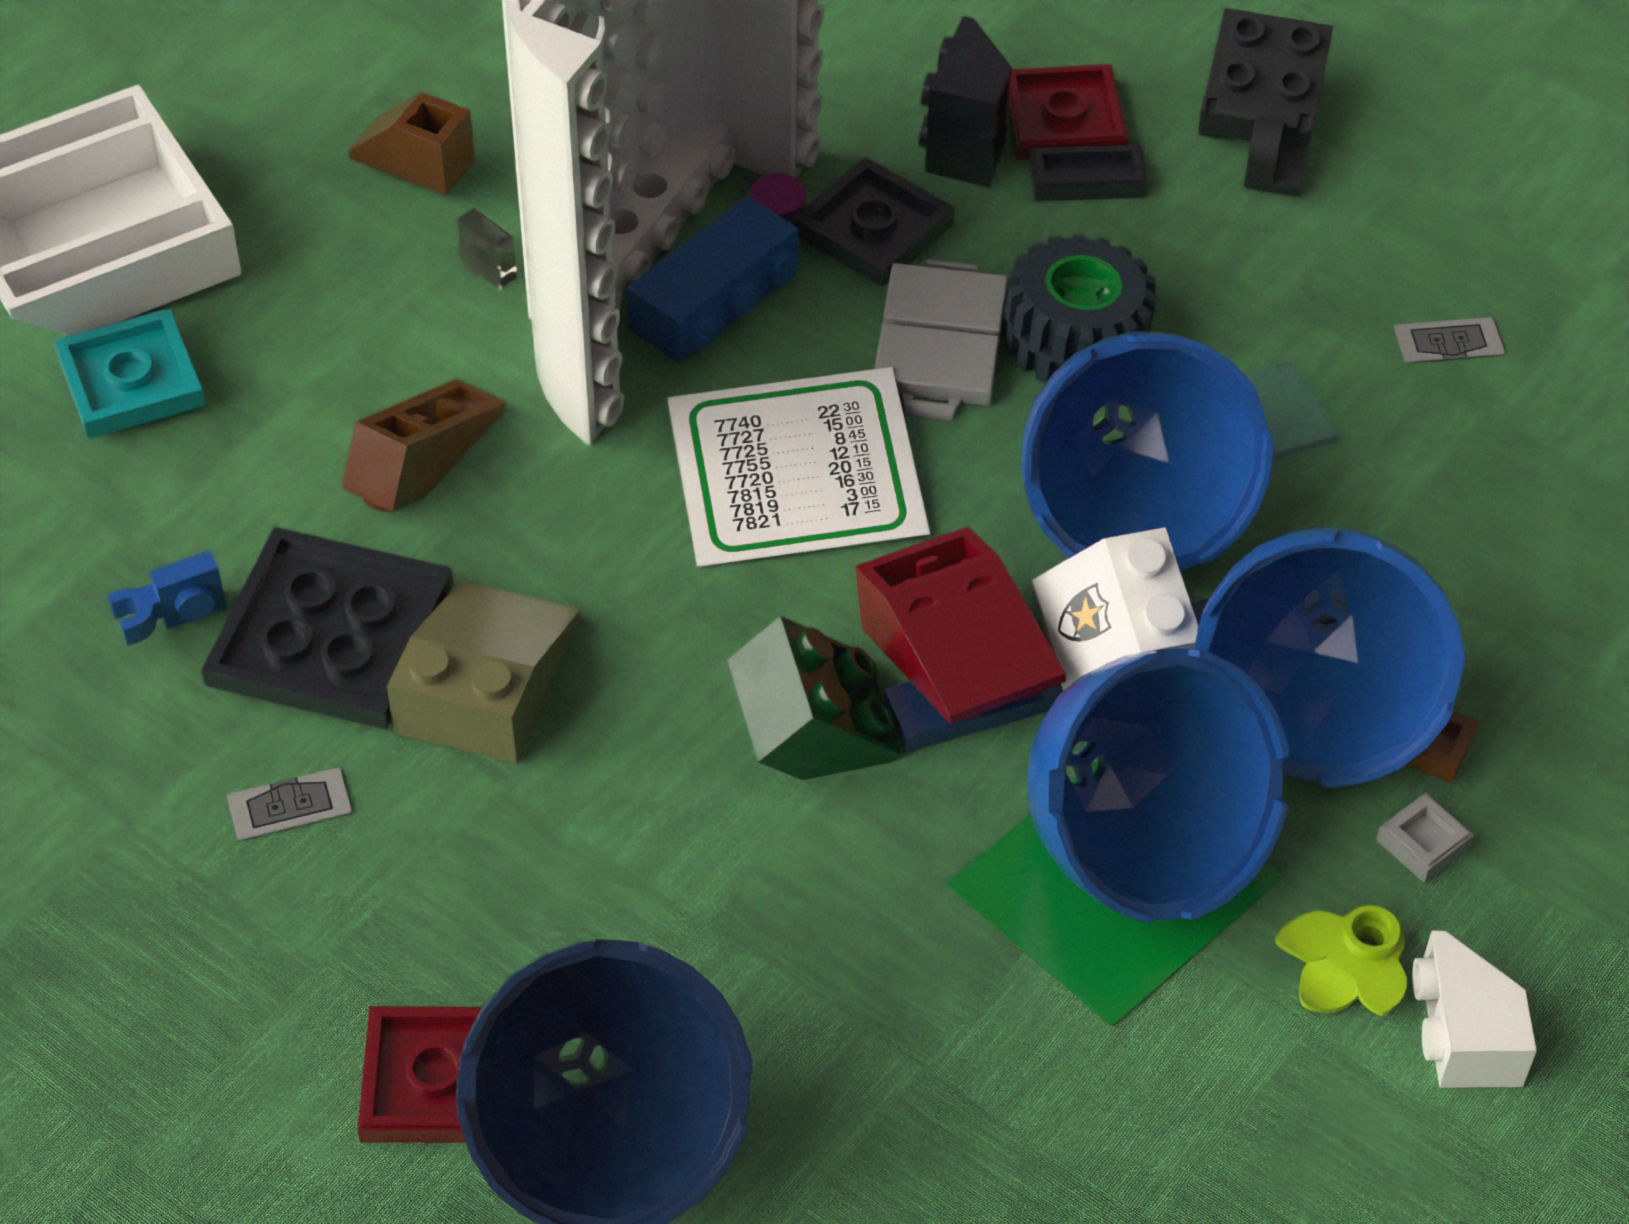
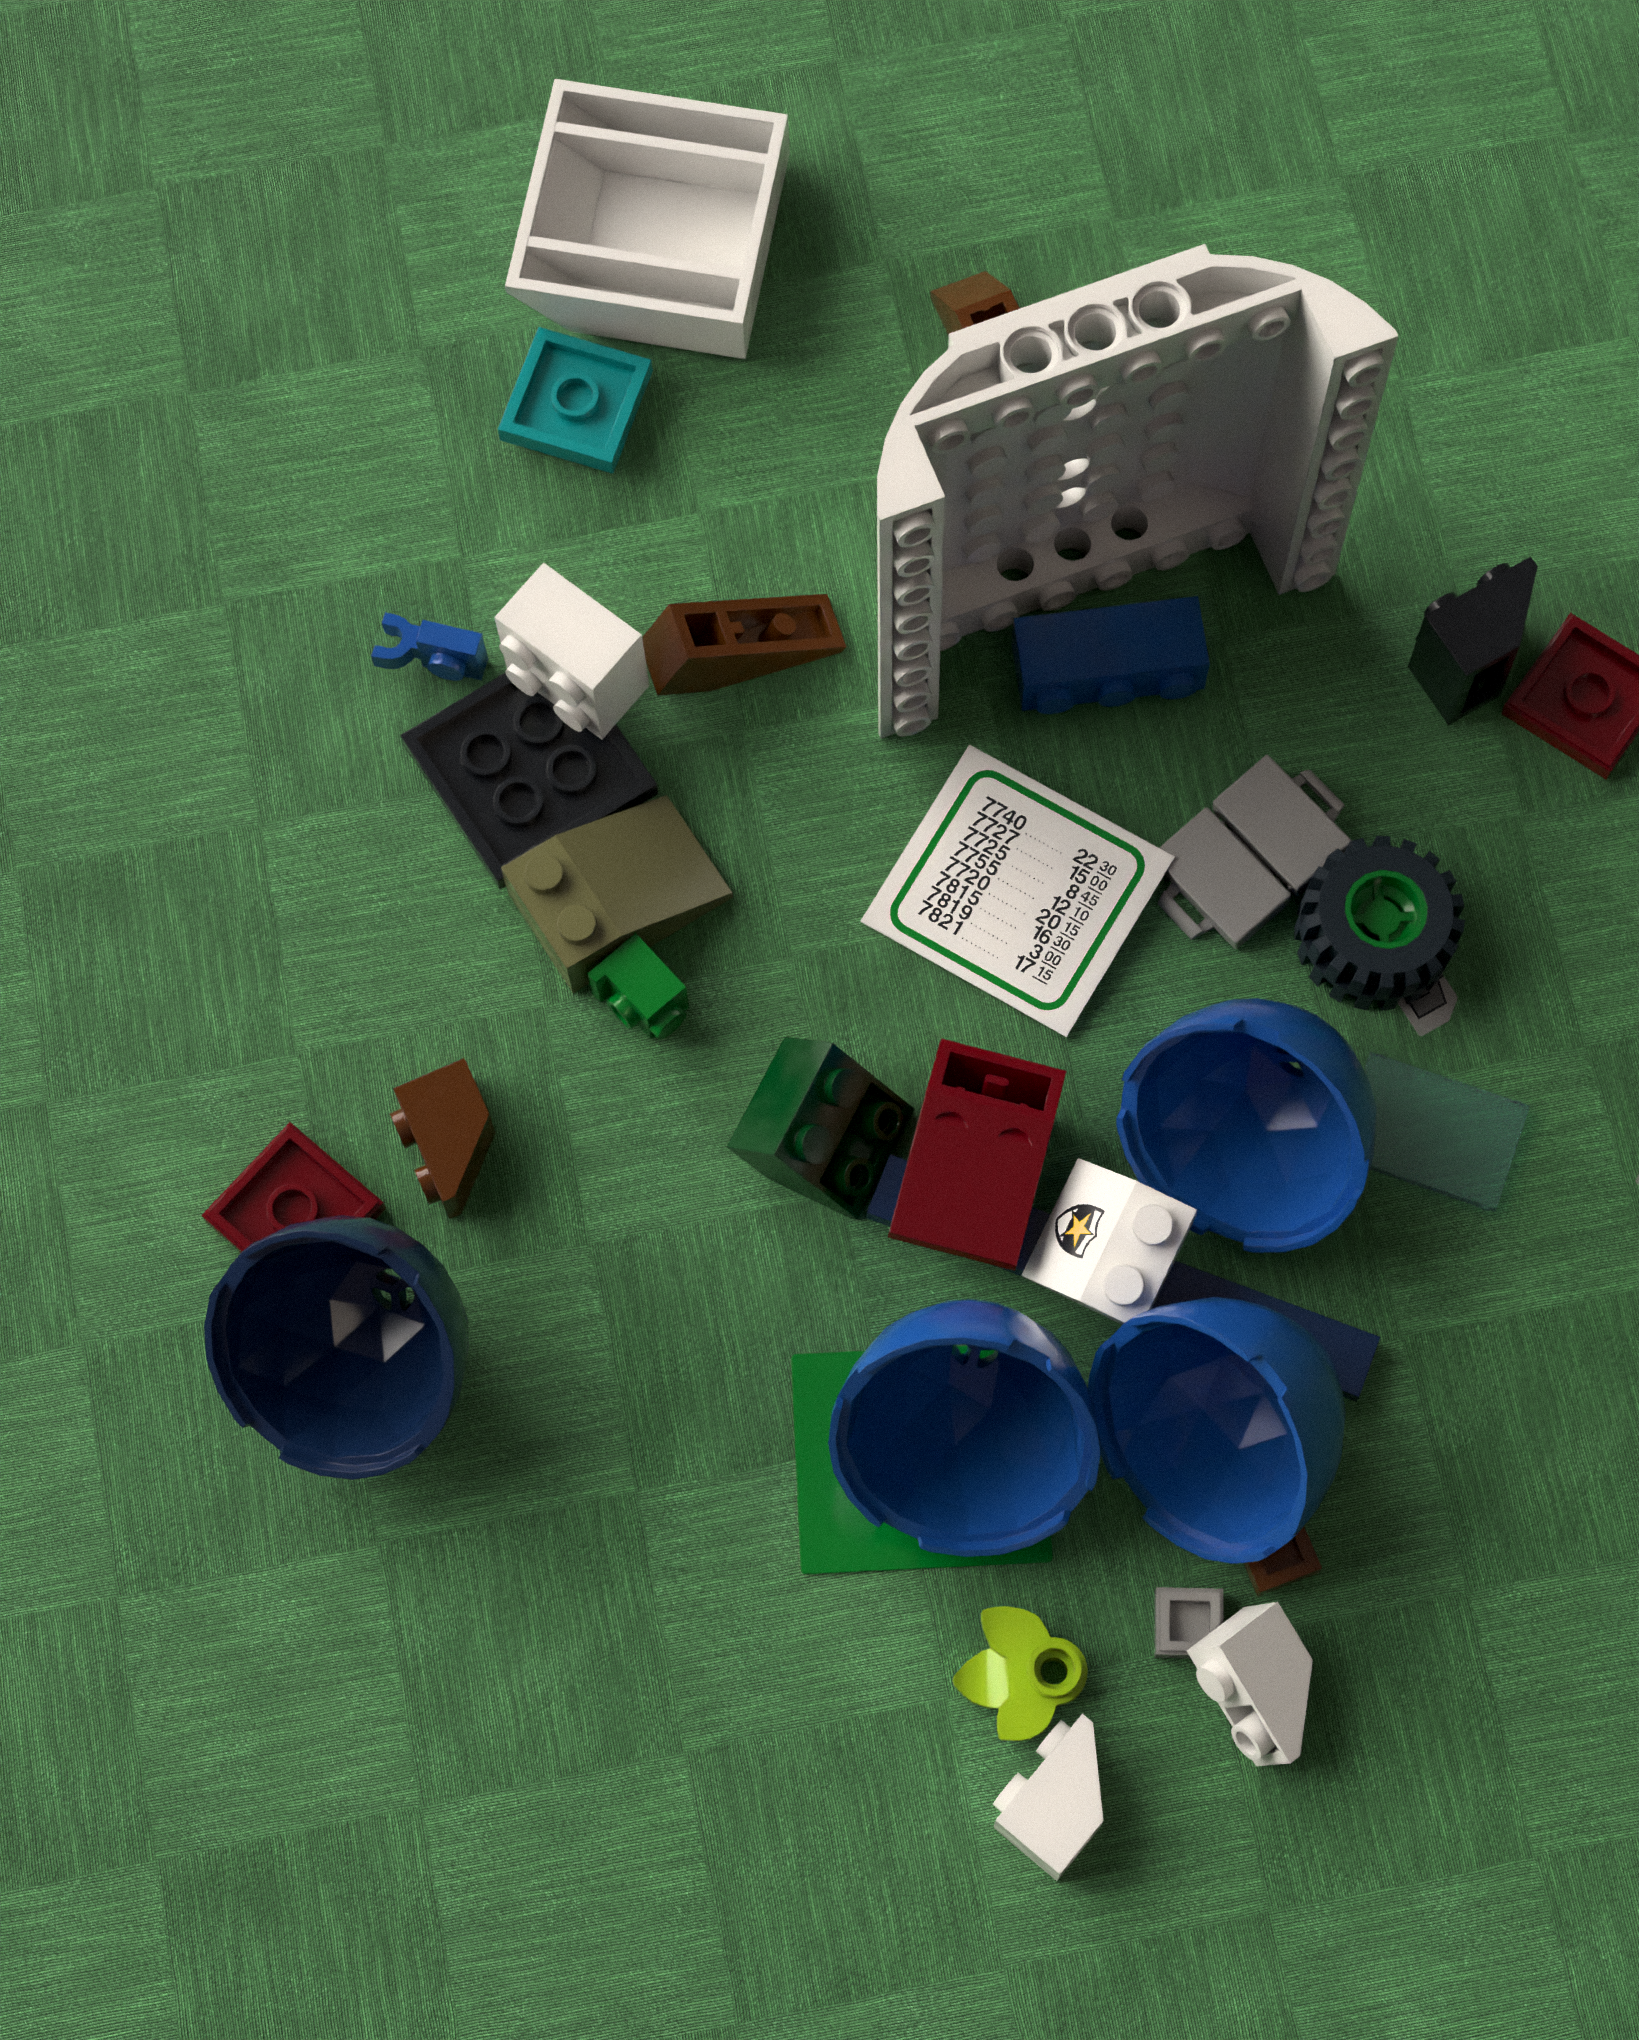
camera: 45 degrees right, 20 degrees up
(289, 803) = (383, 897): sticker -> none
(307, 498) = (571, 652): none -> white brick
(507, 908) = (451, 1130): none -> reddish brown slope
(577, 709) = (640, 989): none -> green brick
(780, 194) = (1245, 607): magenta tile -> none
(873, 220) = (1302, 693): black plate -> none
(1087, 173) = (1544, 777): black tile -> none
(1523, 824) = (1259, 1680): none -> white slope

